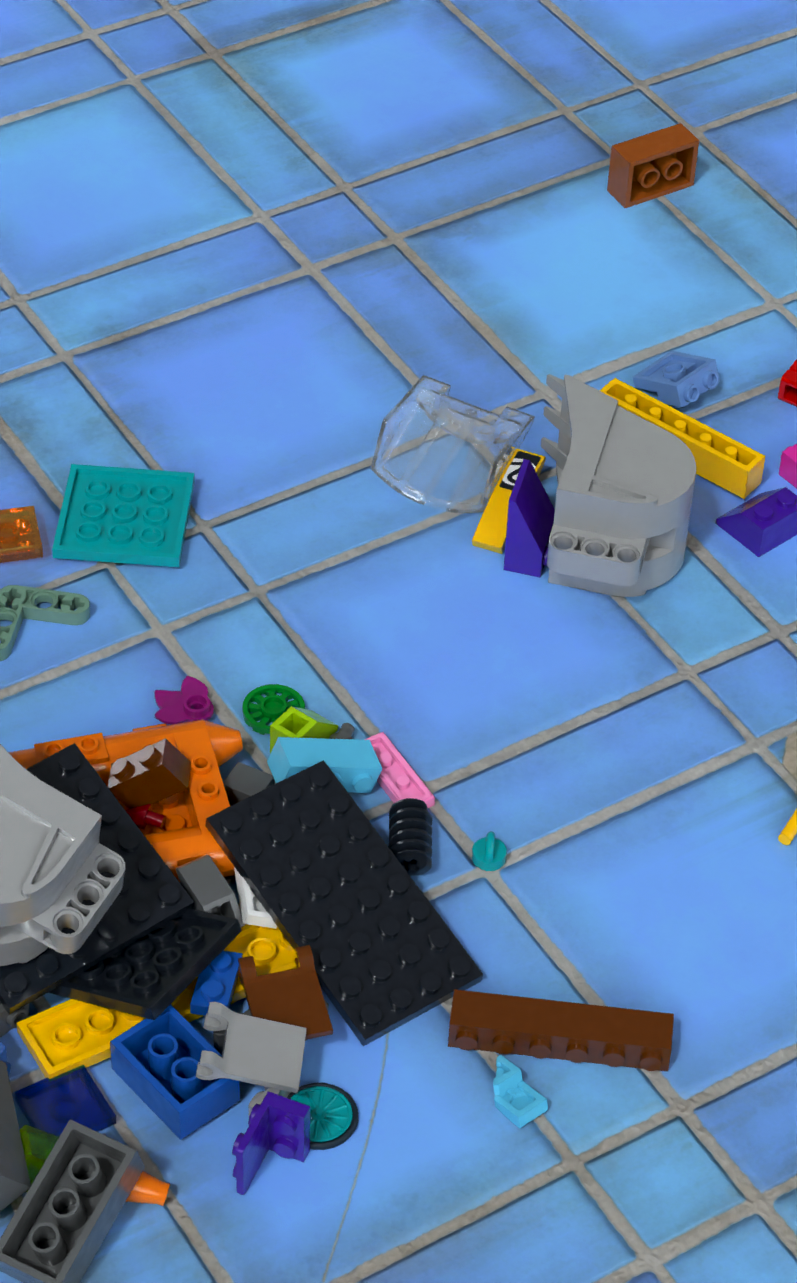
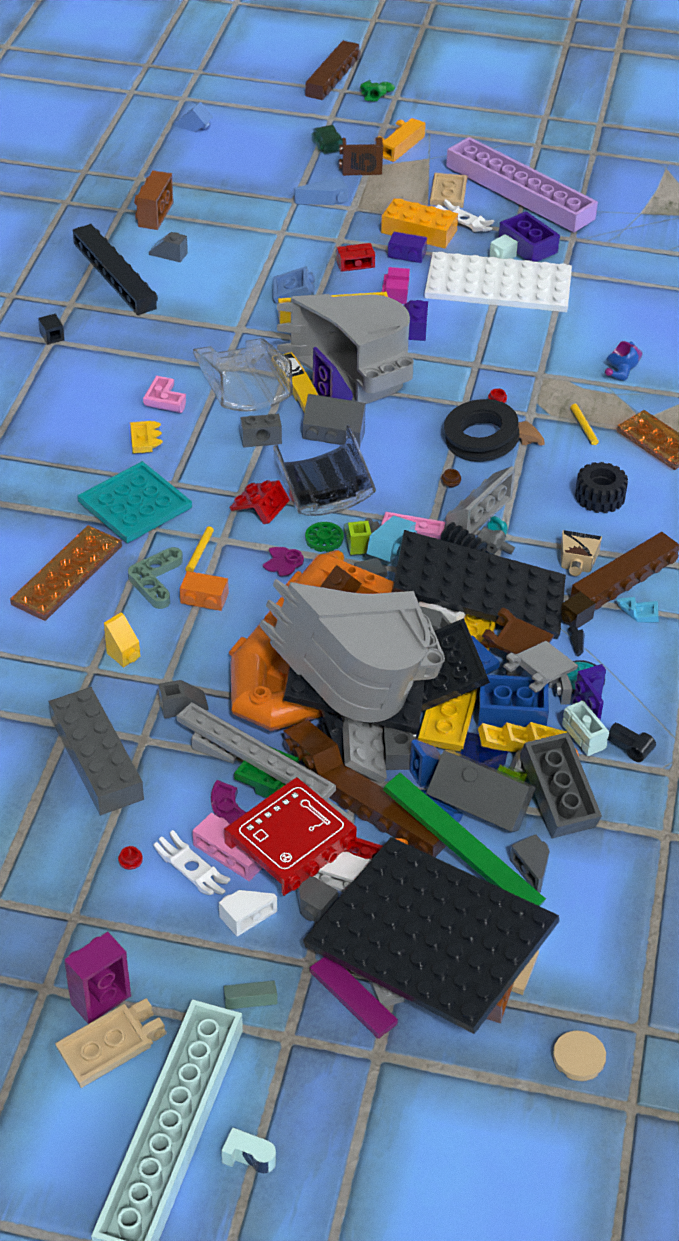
camera: 45 degrees left, 0 degrees up
(44, 671) = (204, 590): none -> orange brick
(116, 621) = (199, 549): none -> yellow bar
(122, 1120) = (512, 736): none -> yellow slope
(207, 1175) = (585, 728): none -> light aqua brick
(241, 444) = (145, 436): none -> yellow plate
(249, 1243) = (636, 745): none -> black piece
(260, 615) = (265, 497): none -> red bracket
(320, 252) = (51, 329): none -> black brick
(327, 413) = (161, 397): none -> bright pink brick
(352, 638) = (328, 480): none -> clear smoke windscreen
(376, 529) = (261, 430): none -> dark grey brick
(379, 1066) = (577, 639): none -> black bar
(424, 1029) = (577, 610): none -> dark brown brick
(456, 862) = (495, 540): none -> dark grey piece
(470, 577) = (327, 419): none -> dark grey slope
(494, 225) = (115, 269): none -> black brick
(502, 808) = (483, 501): none -> light grey slope
(524, 749) = (451, 478): none -> reddish brown plate
(539, 960) = (579, 551): none -> tan torso
(599, 239) = (171, 247): none -> dark grey slope
(645, 746) = (484, 447): none -> black tyre
(683, 920) = (601, 487): none -> black tyre
(705, 761) = (529, 434): none -> medium nougat slope
(737, 690) = (498, 394): none -> red plate

